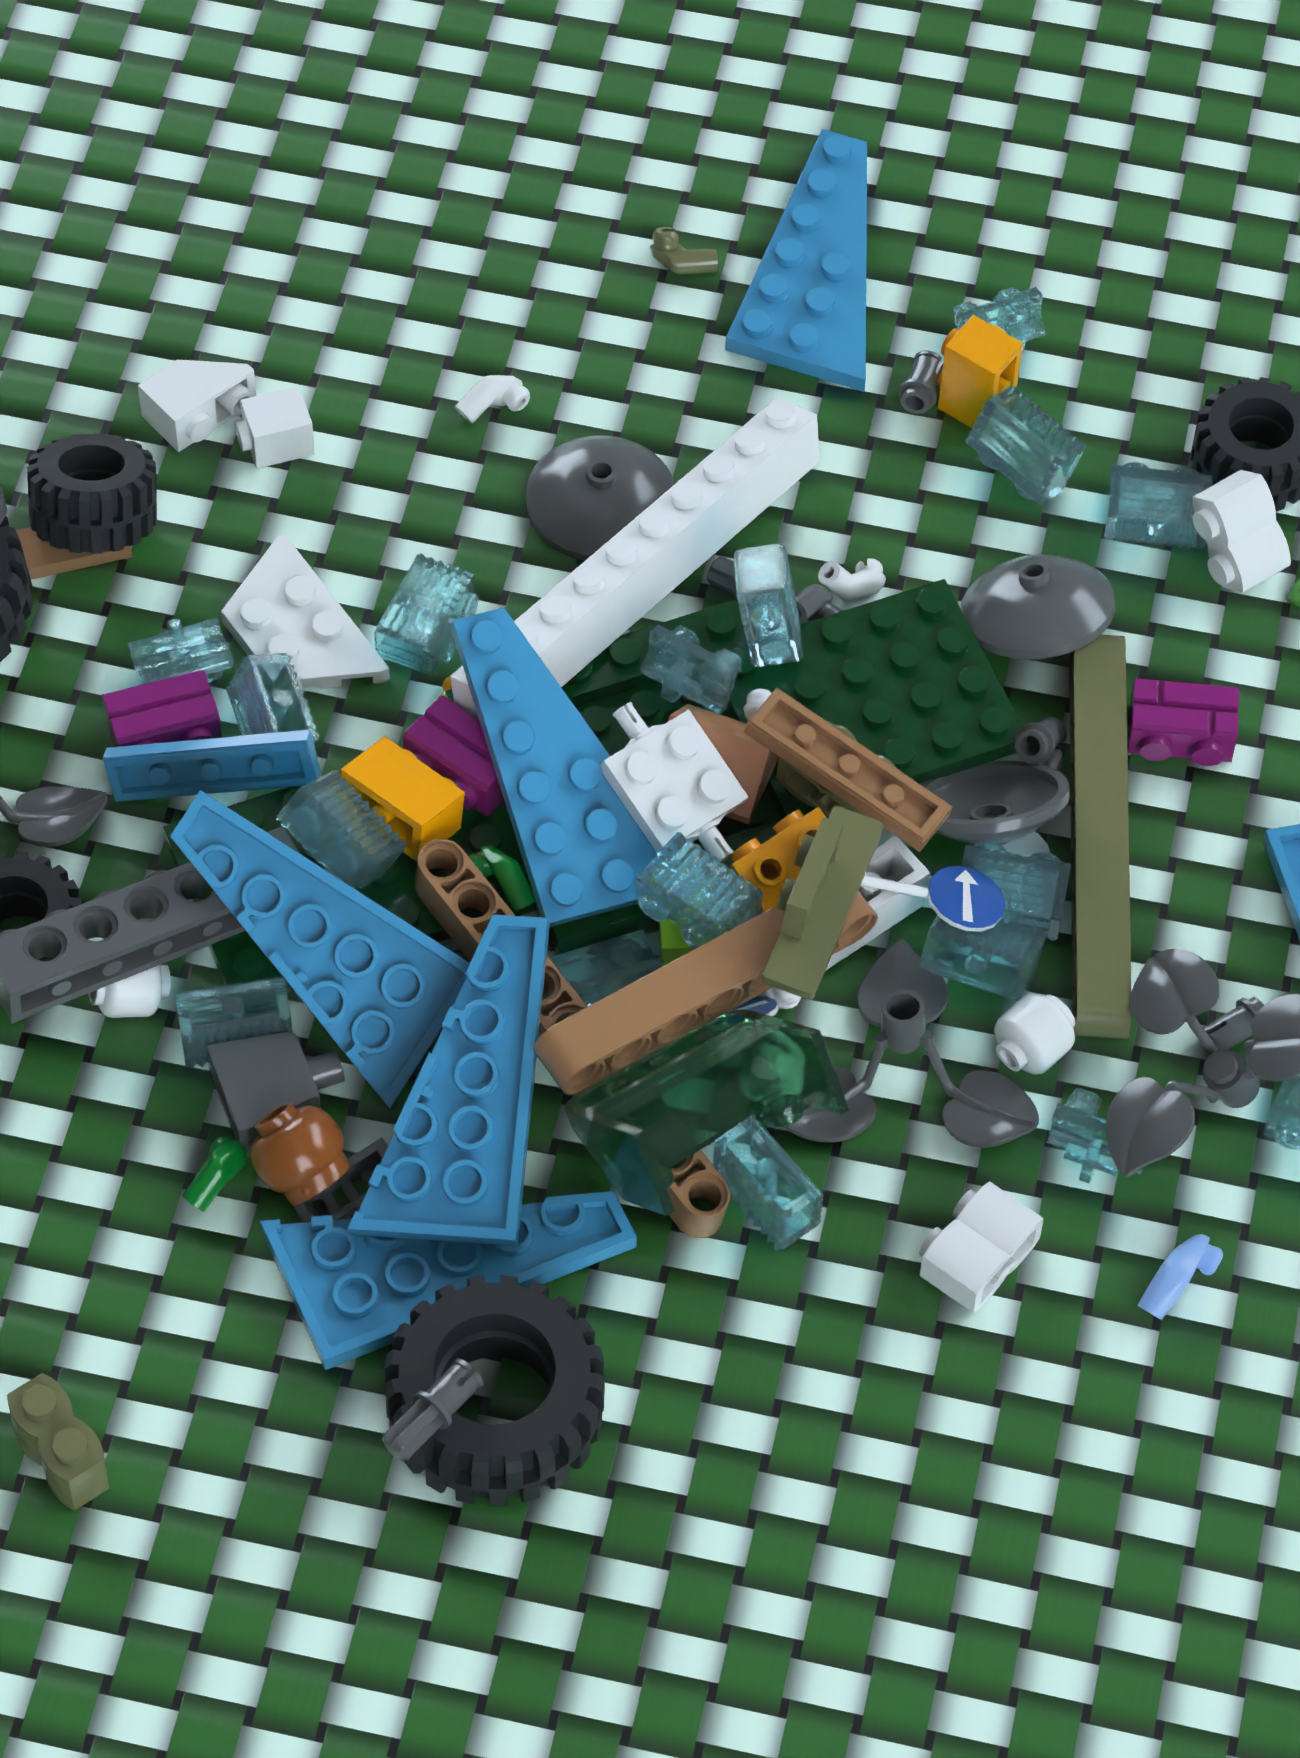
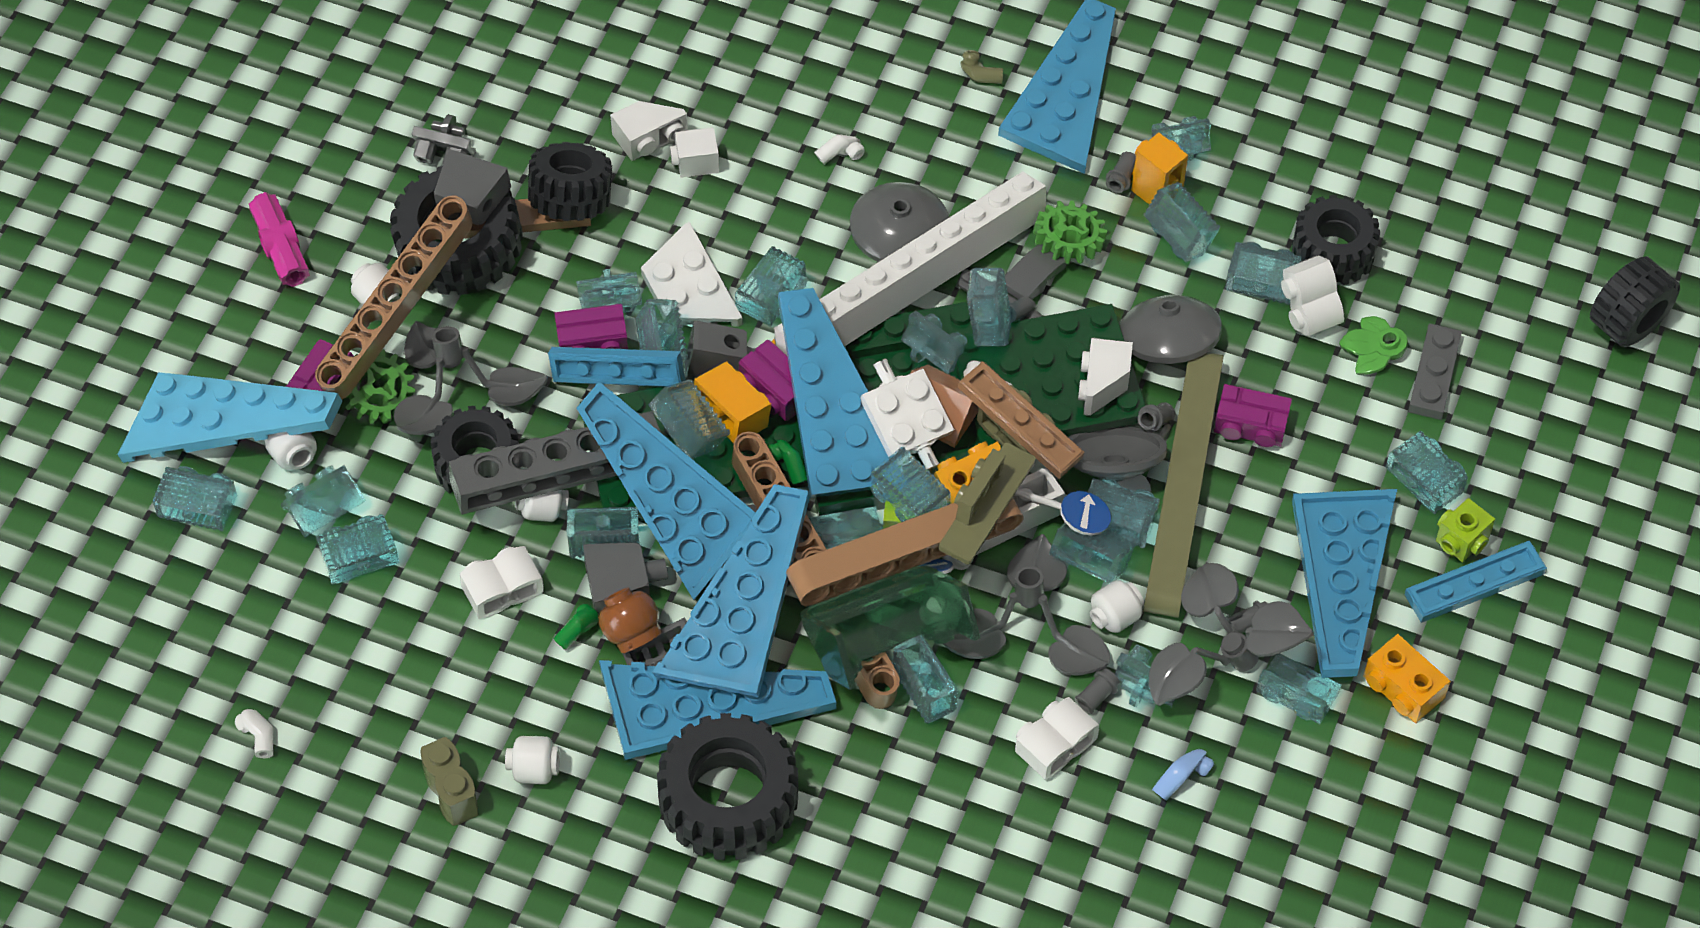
camera: 10 degrees right, 0 degrees up
(87, 1119) = (501, 581): none -> white brick
(183, 1390) = (533, 759): none -> white head
(357, 716) = (713, 345): none -> dark grey torso
(431, 1410) = (681, 792): dark grey axle -> none
(819, 539) = (1032, 272): none -> dark grey slope
(864, 582) = (1049, 301): white arm -> none
(865, 480) = (1069, 232): none -> bright green gear
(959, 681) = (1107, 373): none -> white slope
(1036, 1155) = (1098, 690): none -> dark grey pin

